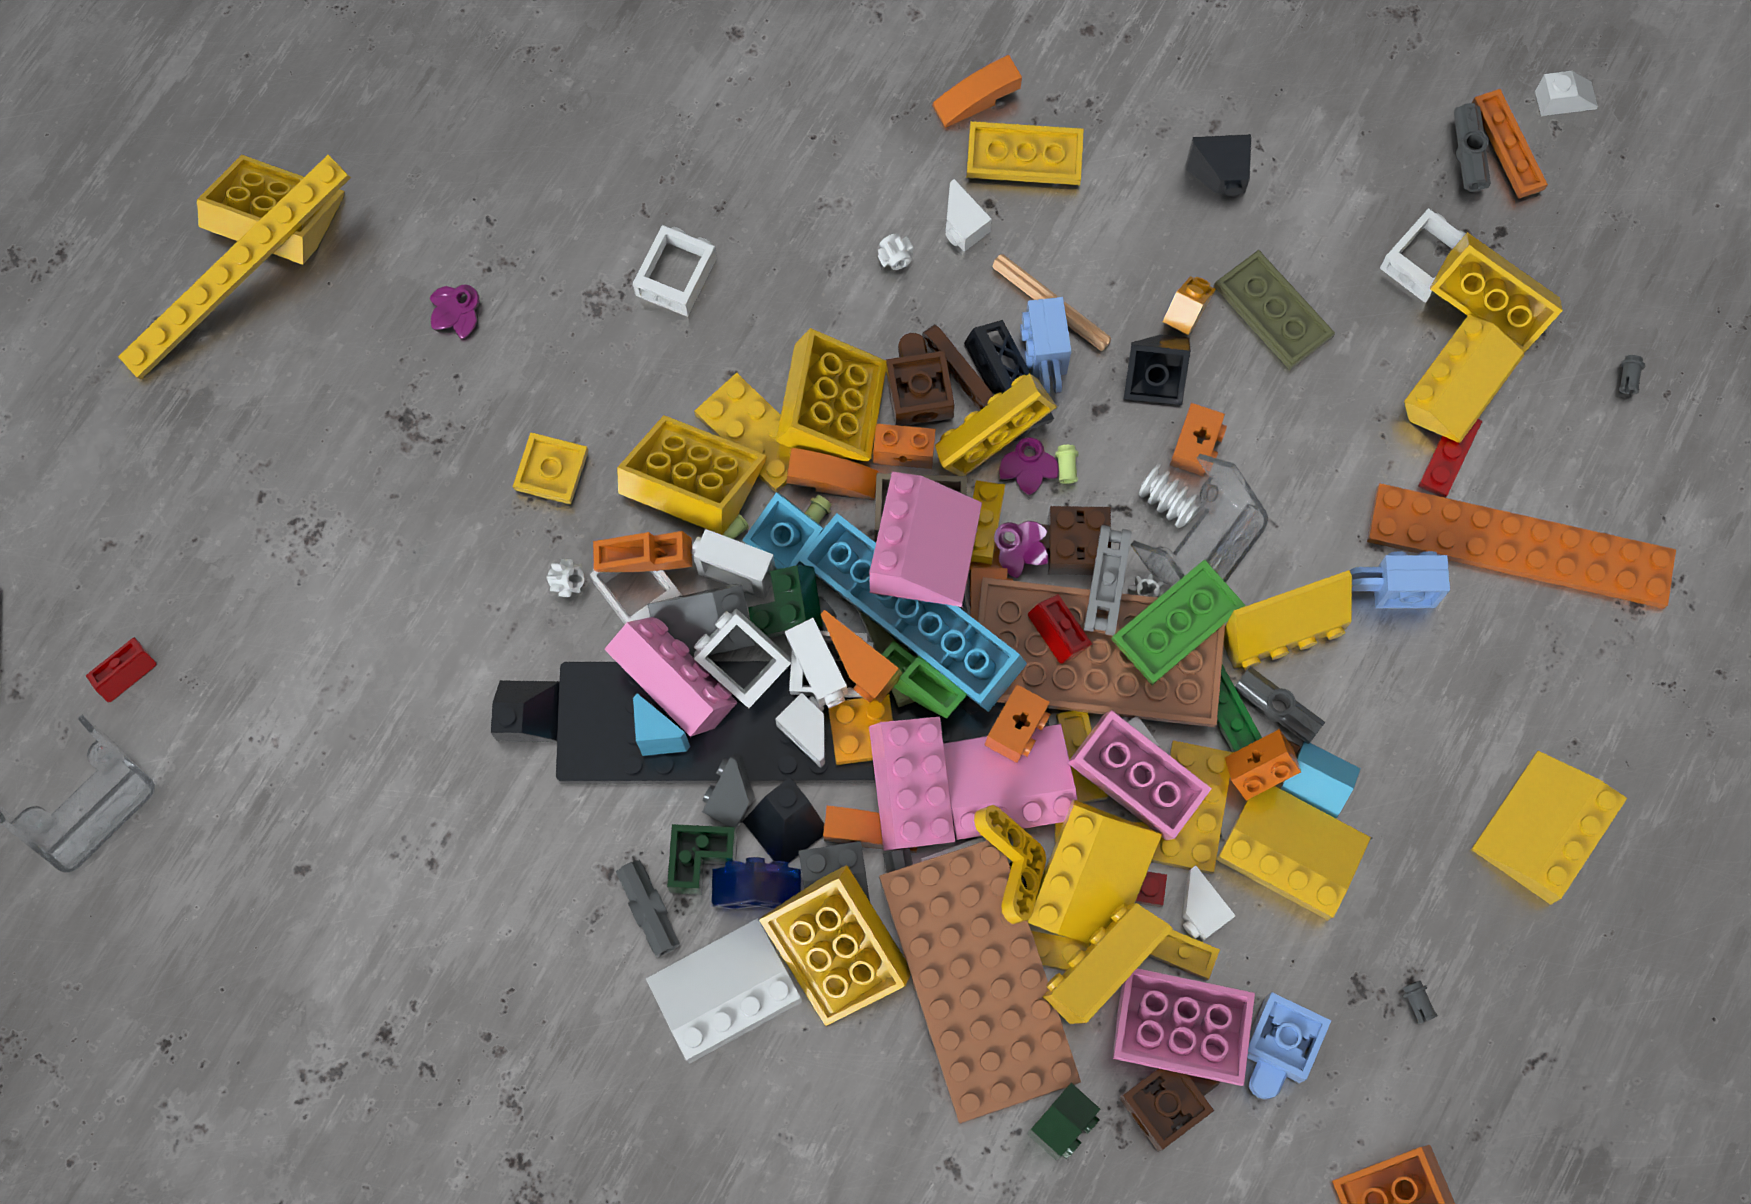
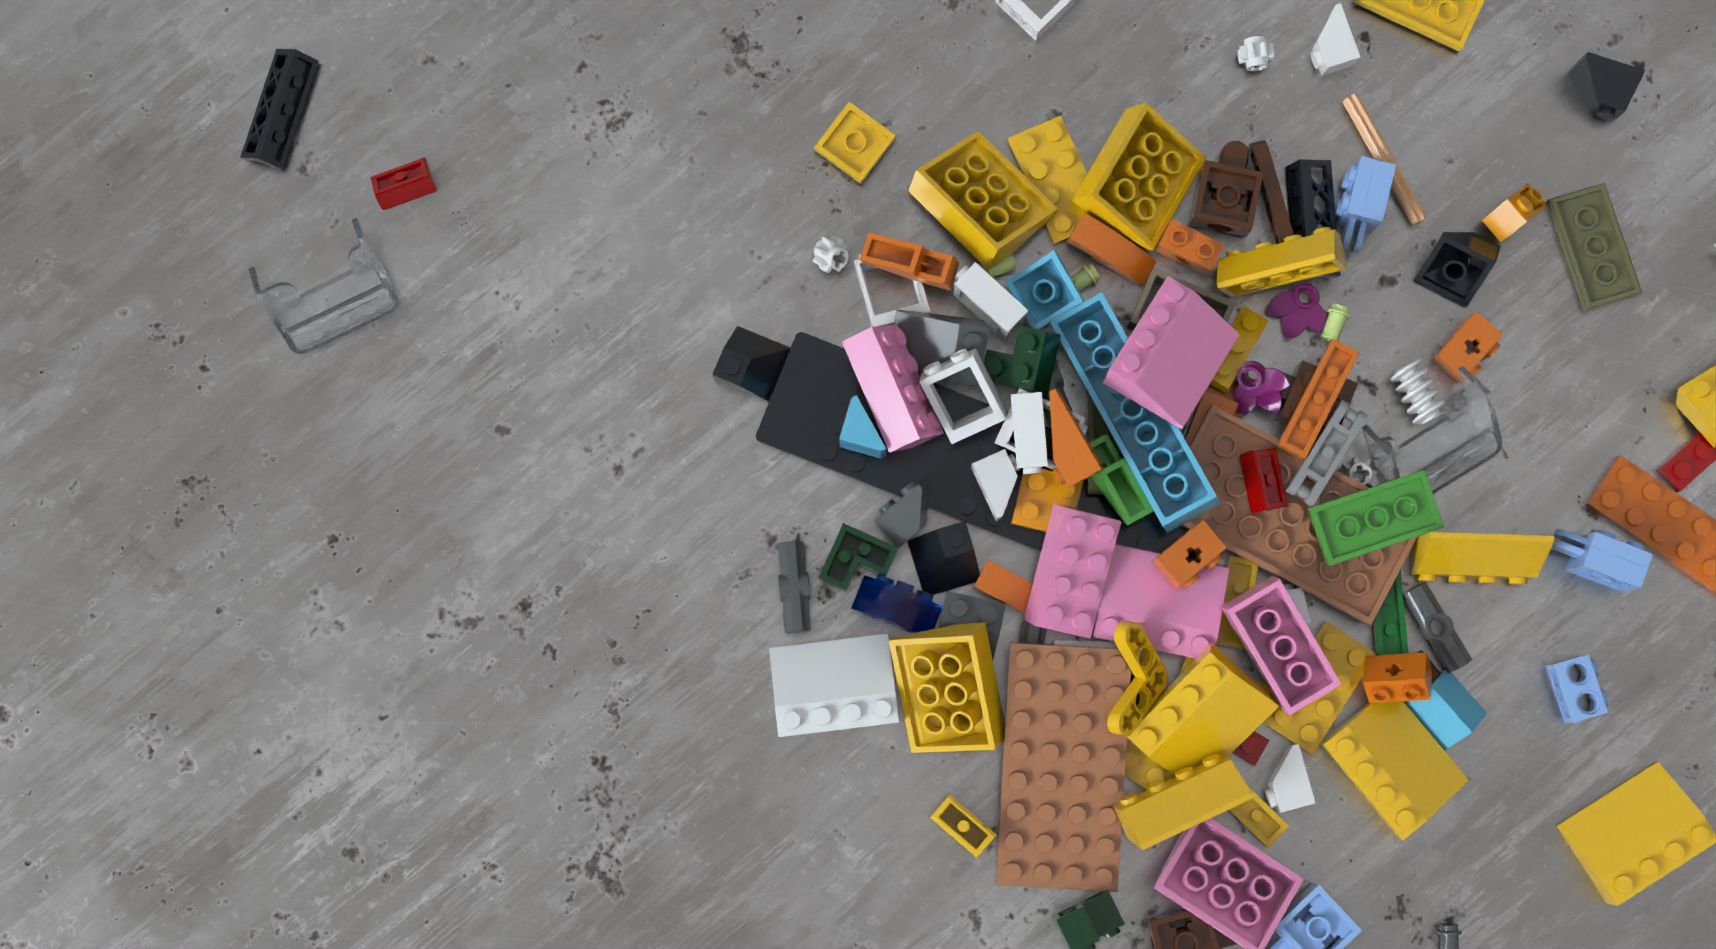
camera: 25 degrees right, 10 degrees up
(903, 1076) = (963, 825): none -> yellow brick
(1079, 533) = (1318, 399): none -> orange plate
(1427, 716) = (1569, 692): none -> light blue brick

